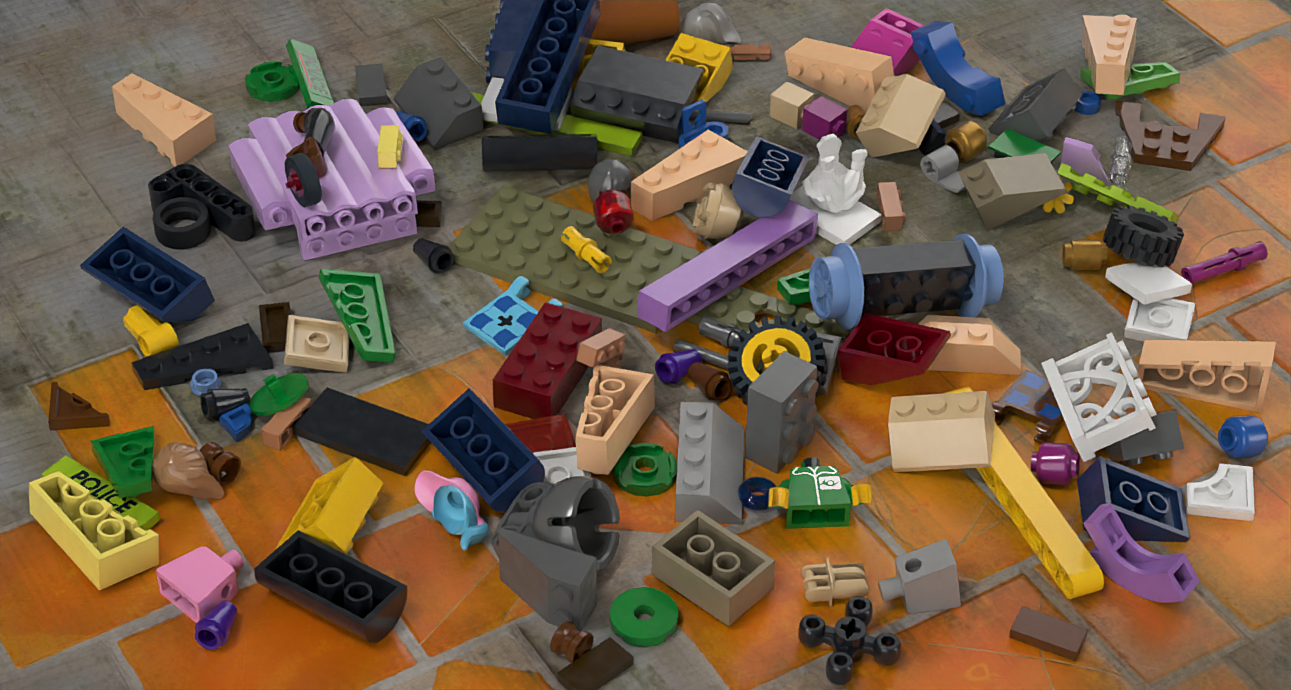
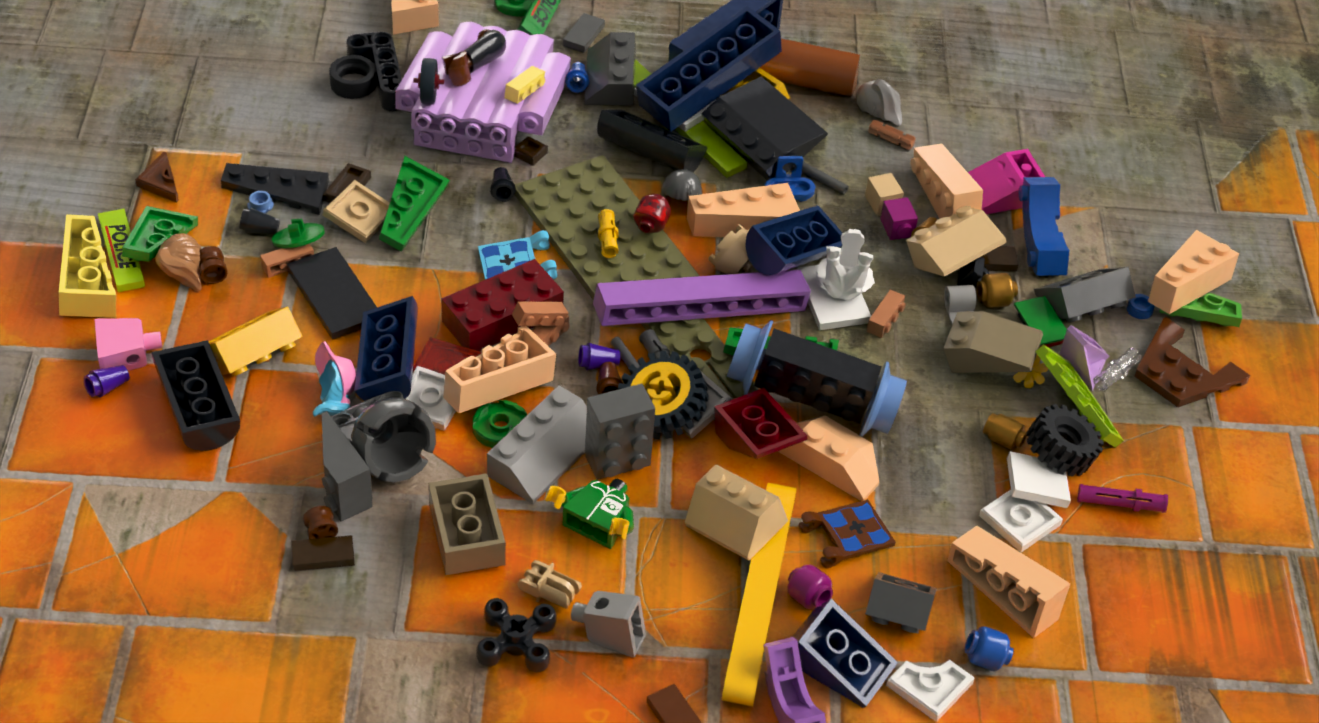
camera: 30 degrees right, 5 degrees up
(149, 277) = (284, 108): dark blue slope -> none
(149, 332) = (257, 146): yellow piece -> none
(237, 422) = (257, 242): blue tile -> none
(643, 601) = (392, 520): green tile -> none
(707, 55) = (844, 128): yellow slope -> none
(752, 501) = (563, 477): clear blue piece -> none
(1099, 430) = (848, 568): white fence -> none

